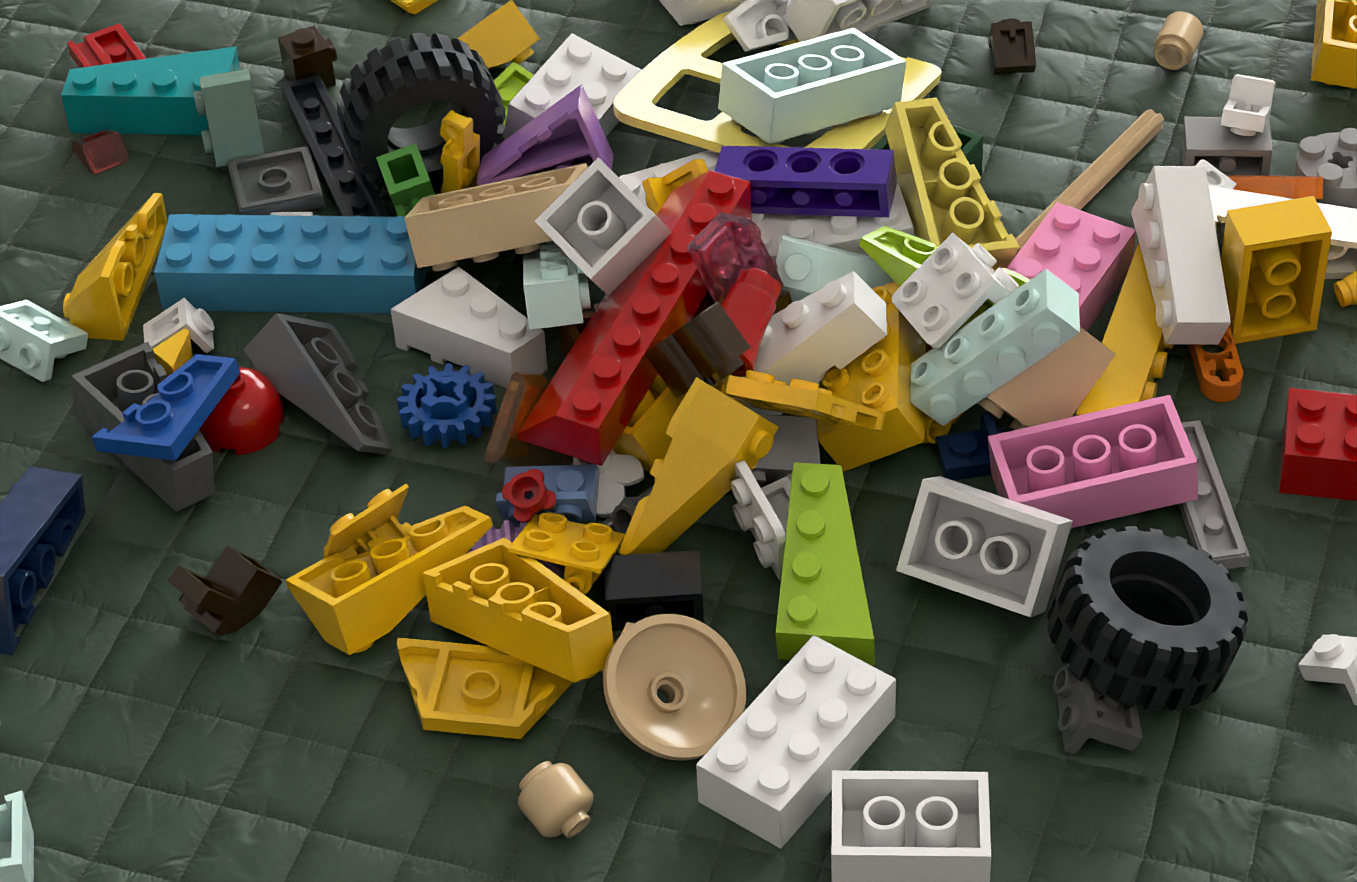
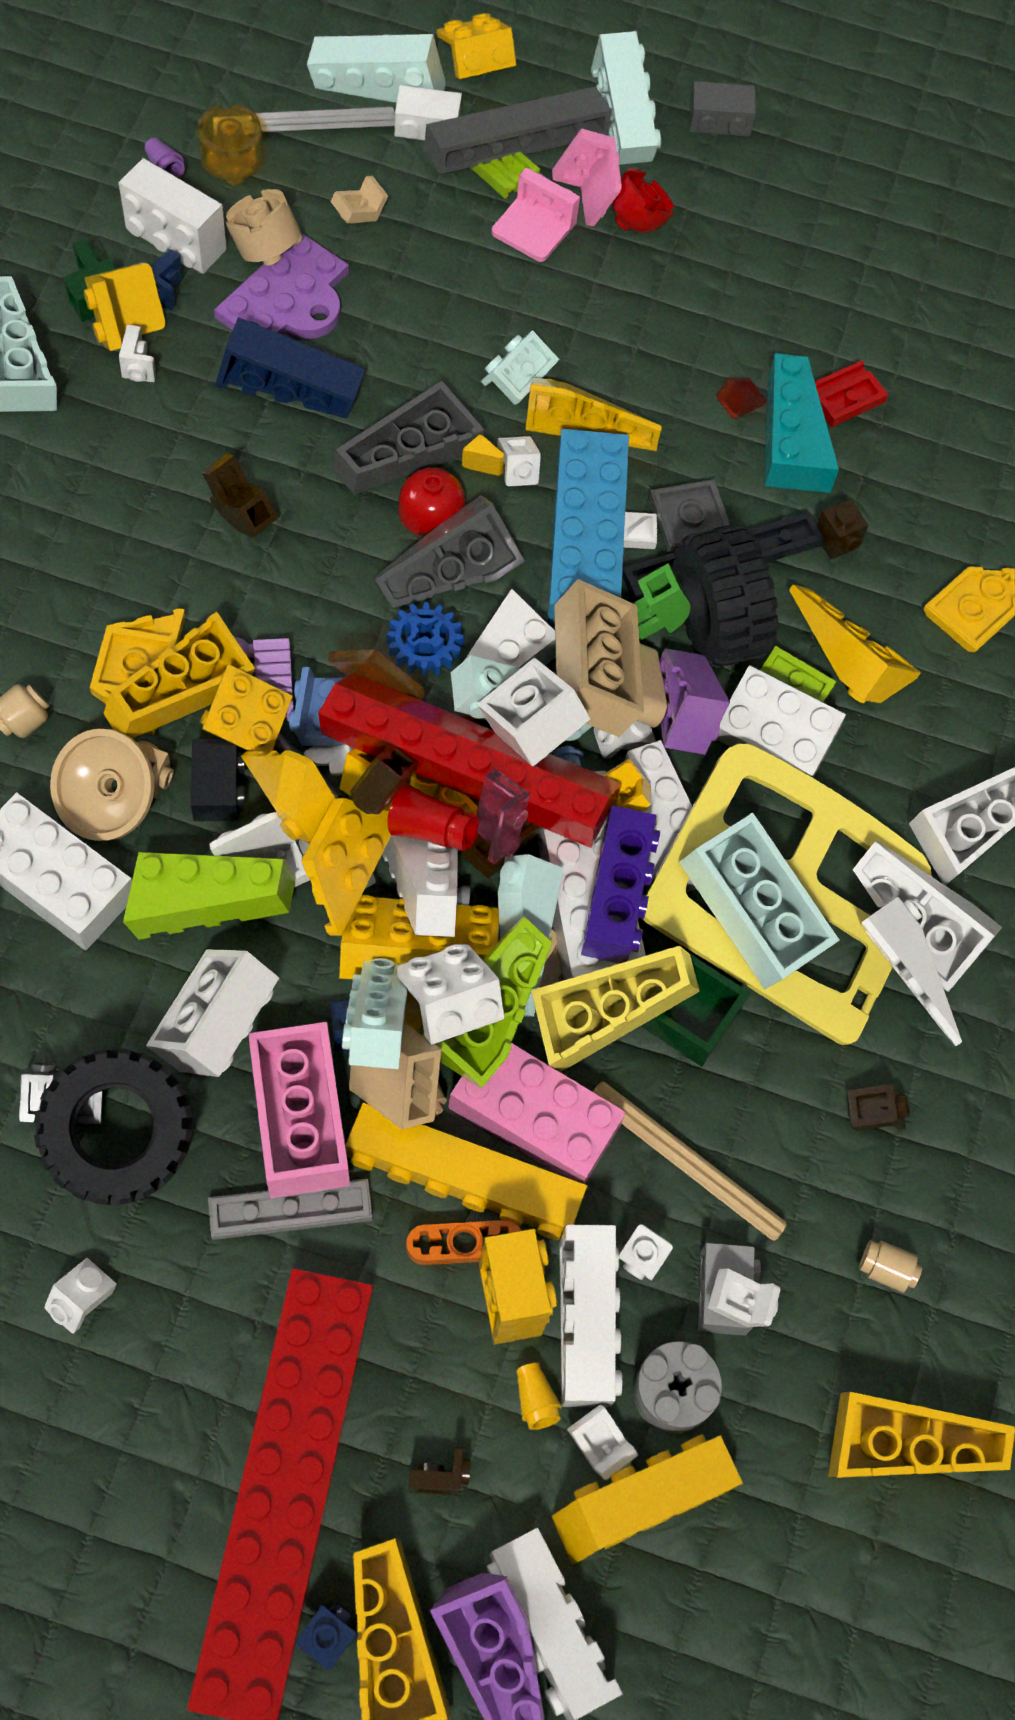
camera: 80 degrees right, 20 degrees up
(175, 414) = (384, 441): blue wing -> none
(231, 116) = (749, 471): sand green brick -> none
(351, 533) = (278, 586): yellow hinge -> none
(372, 592) = (231, 581): yellow wedge -> none
(460, 153) = (681, 629): yellow hinge -> none
(527, 482) = (294, 682): red plate -> none
(1182, 254) = (522, 1201): white wedge -> none
(1281, 186) = (640, 1317): orange beam -> none

